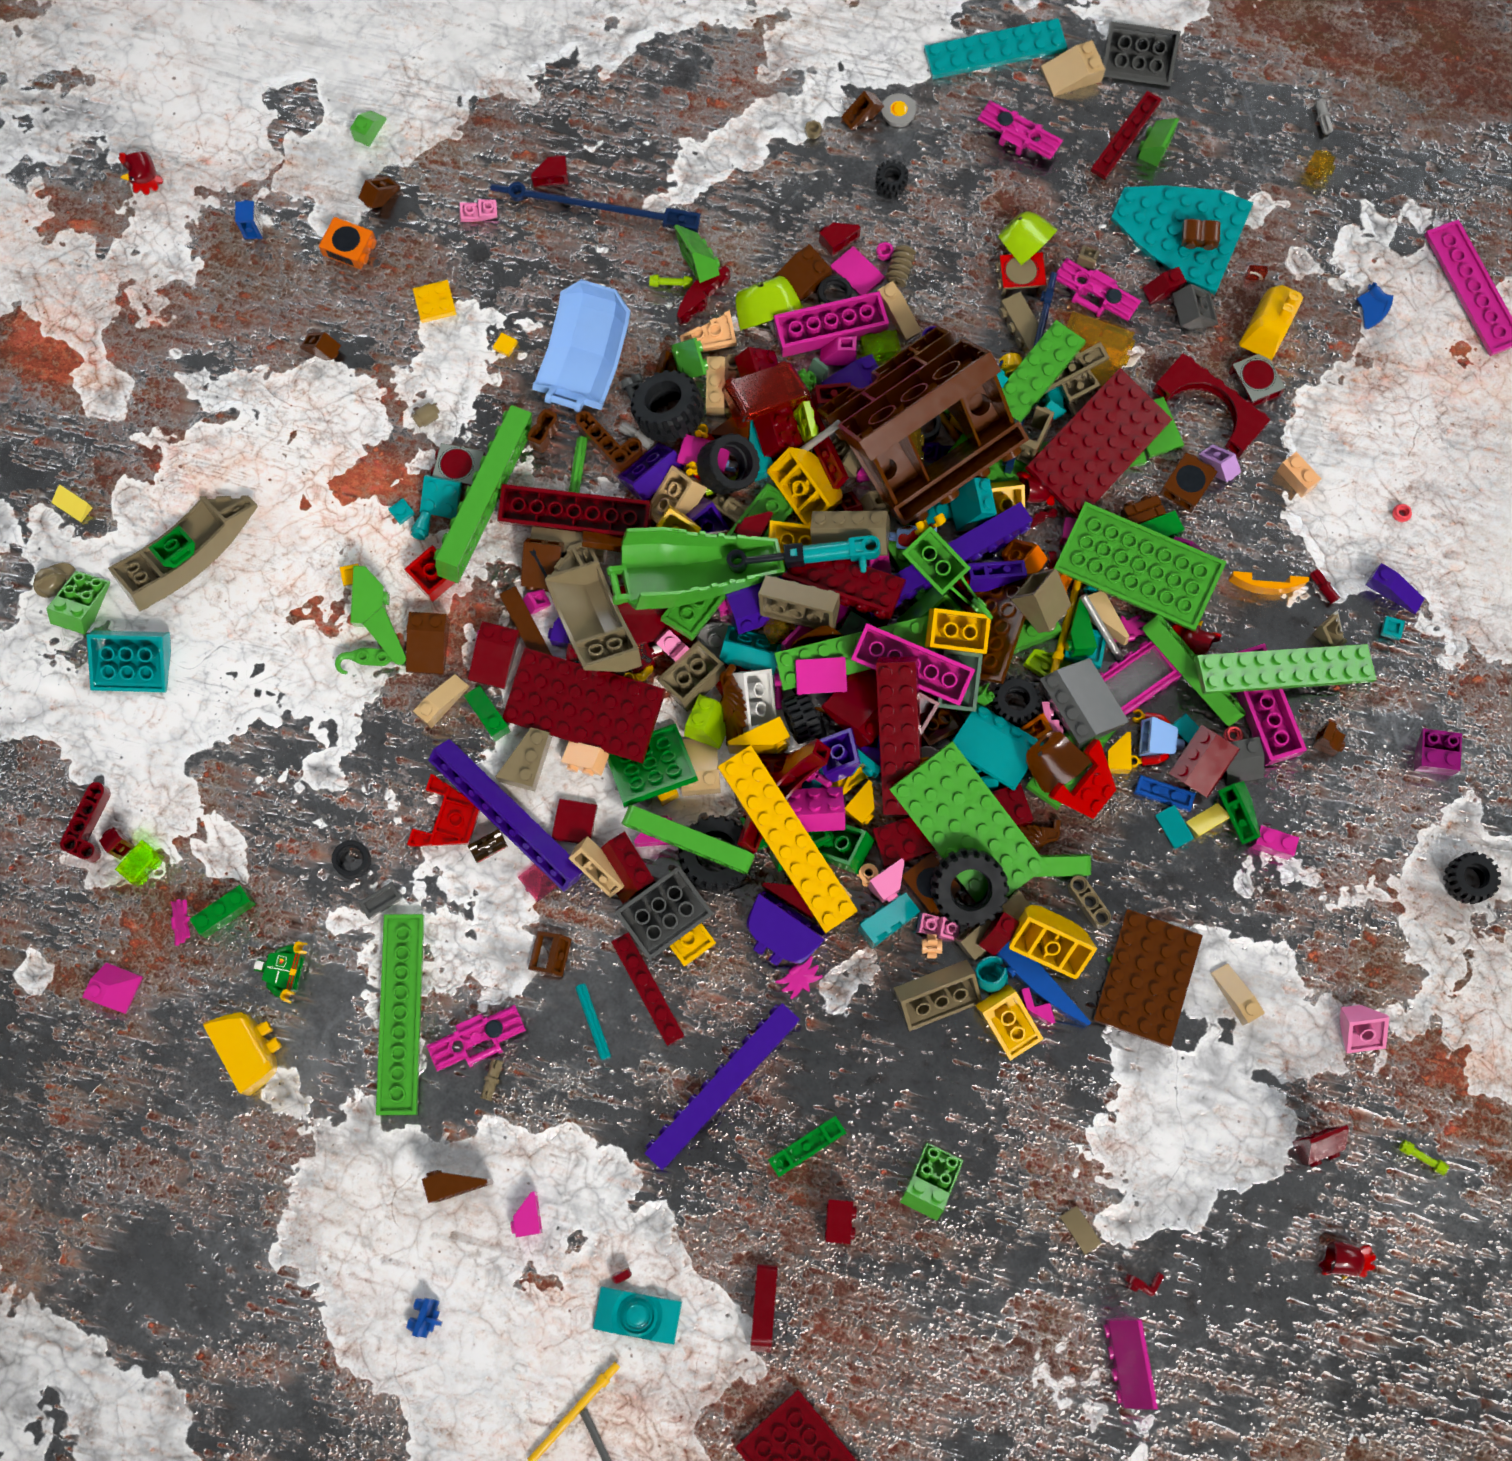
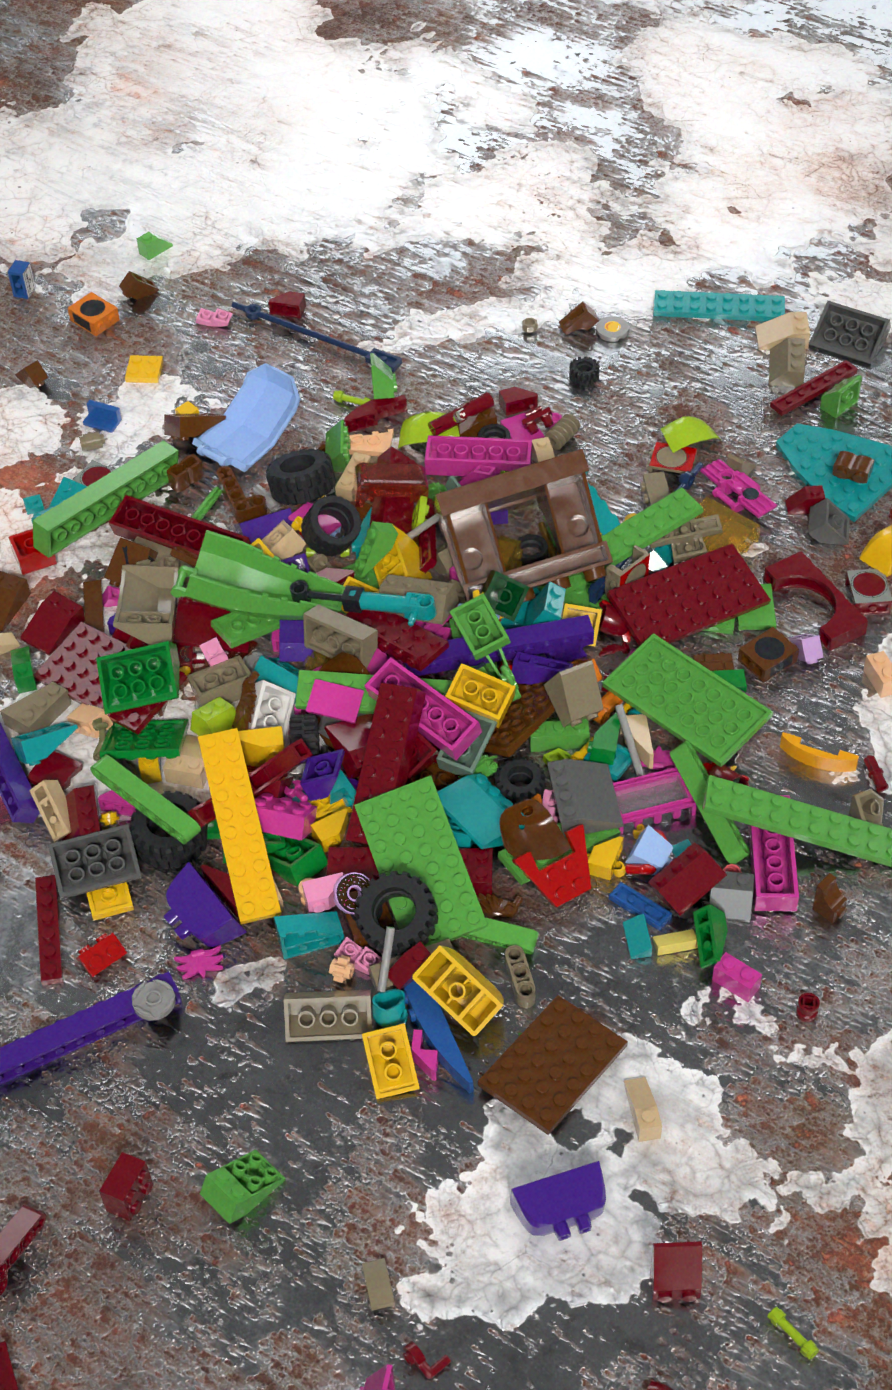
camera: 20 degrees right, 25 degrees down
(420, 379) = (102, 416): none -> blue panel
(522, 365) = (189, 425): none -> reddish brown slope
(553, 796) = (40, 743): none -> teal slope
(603, 767) = (101, 727): none -> olive piece
(624, 709) = (139, 677): none -> green slope
(650, 855) = (109, 818): none -> yellow plate
(708, 1000) = (101, 954): none -> red bracket
(783, 477) = (377, 544): none -> bright green slope
(783, 1037) = (153, 1000): none -> light grey tile
(800, 278) = (471, 408): none -> dark red piece
(807, 1146) = (131, 1114): green slope -> none
(879, 254) = (535, 416): none -> dark red hips
(910, 871) = (342, 888): none -> tile
(938, 509) = (504, 594): none -> dark green slope
(978, 936) = (386, 956): none -> light grey bar
(1019, 134) = (714, 362): dark pink piece -> none
(1091, 110) = (787, 363): none -> dark tan slope
(1208, 1111) = (561, 1201): none -> dark purple hips
(1338, 852) = (807, 1007): none -> dark red wheel
(1363, 1028) = (769, 1181): bright pink slope -> none

